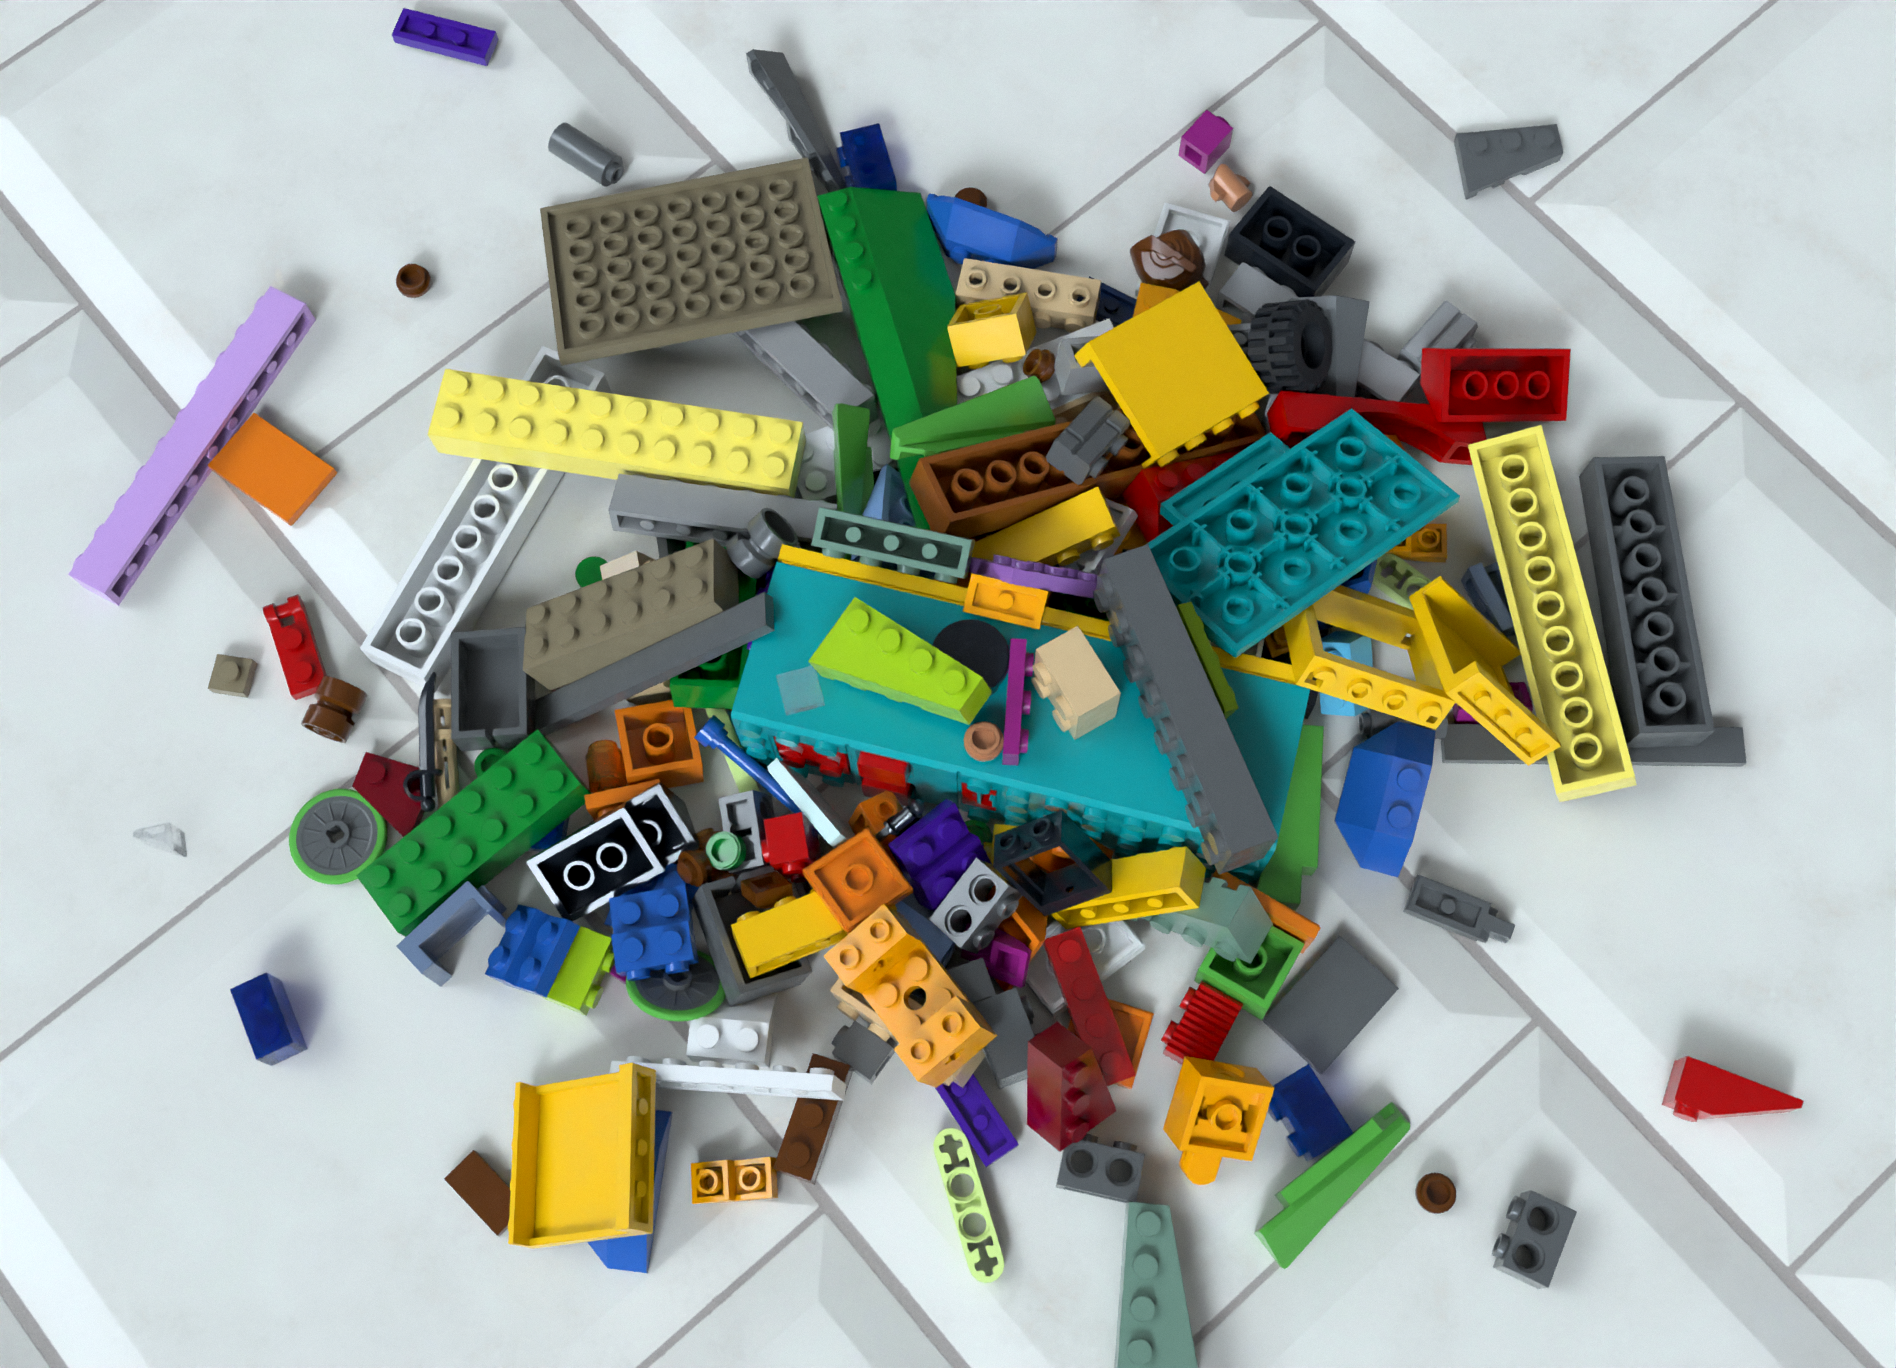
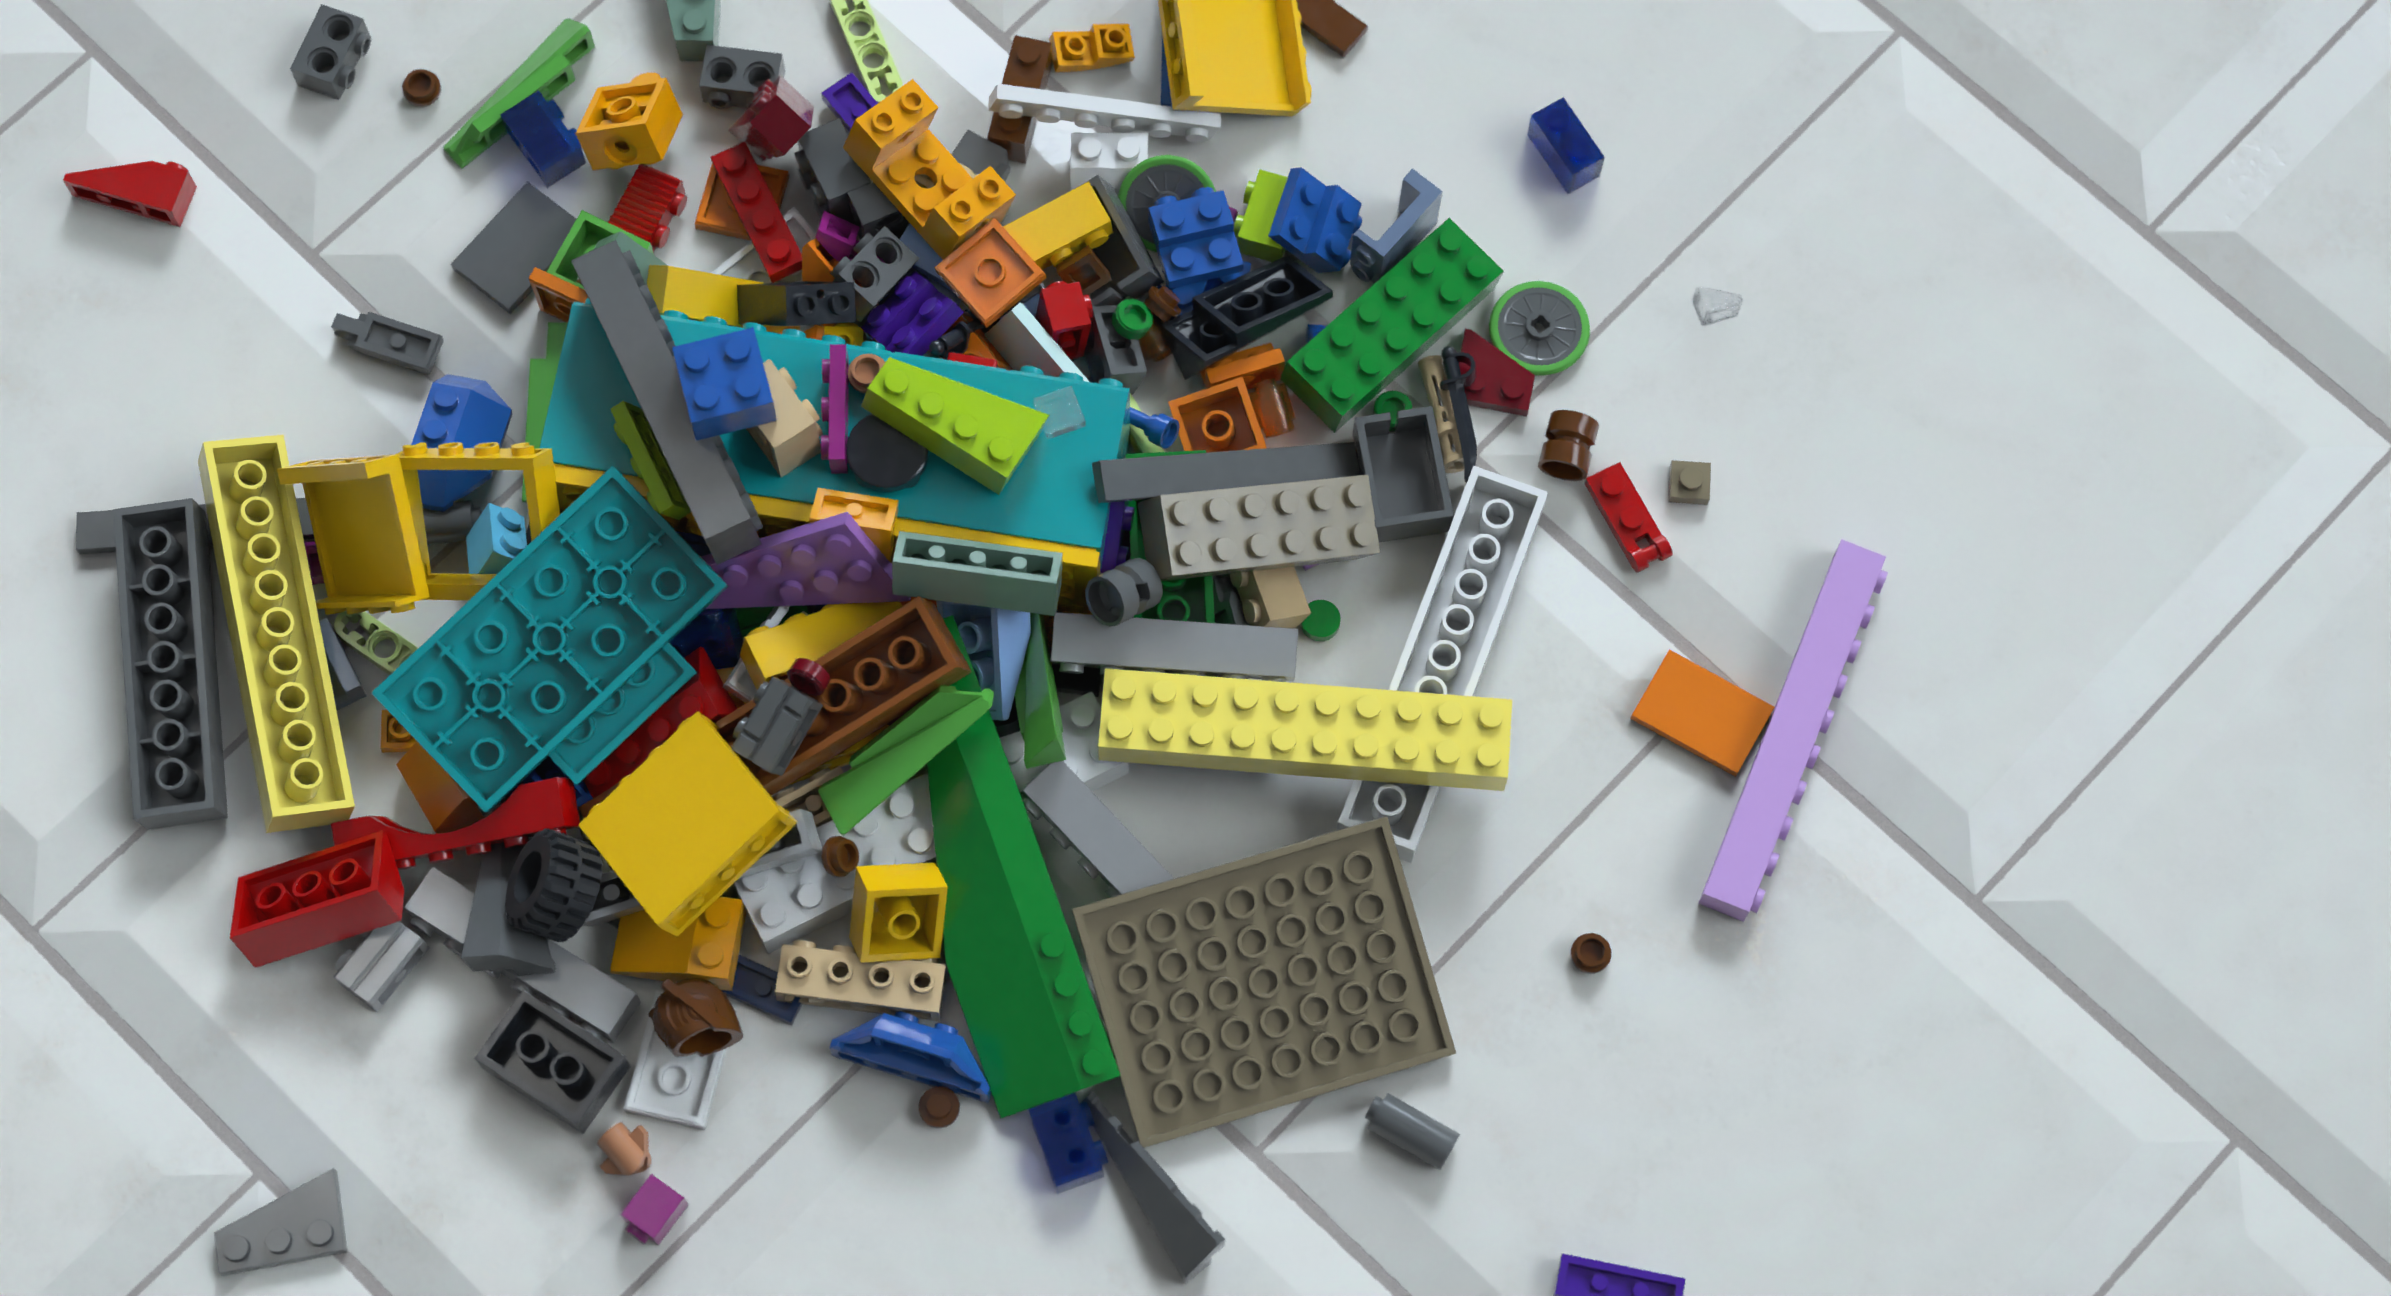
camera: 170 degrees right, 0 degrees up
(1056, 473) = (808, 676): none -> dark red tile
(1124, 675) = (724, 383): none -> blue brick

